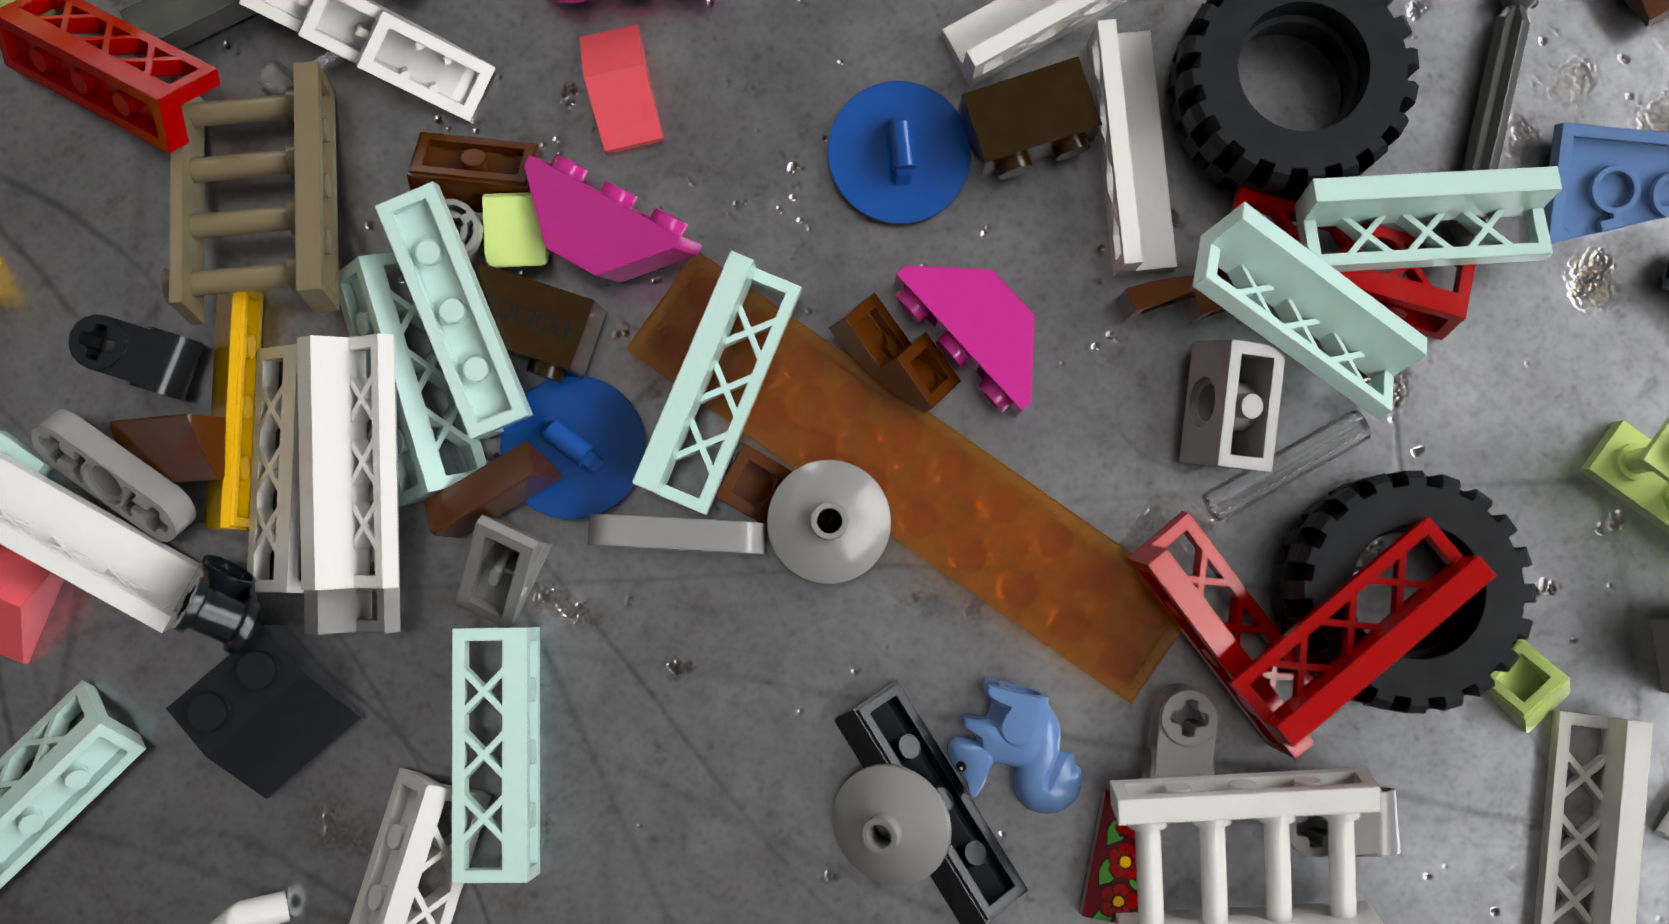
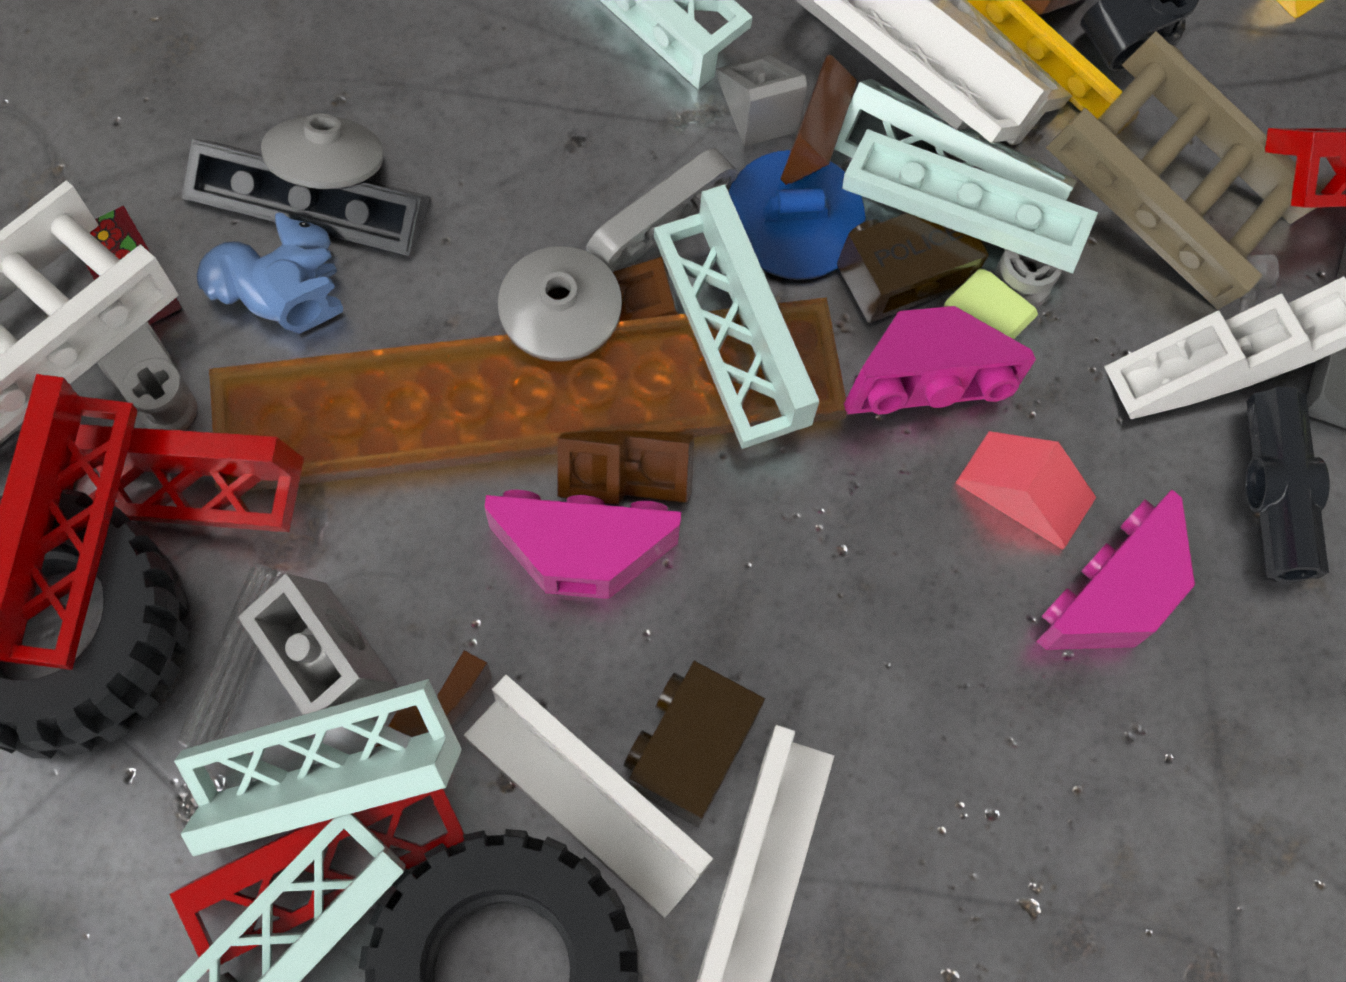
camera: 130 degrees right, 15 degrees down
(470, 166) = (1070, 332): reddish brown slope -> none
(899, 152) = (774, 629): blue shield -> none

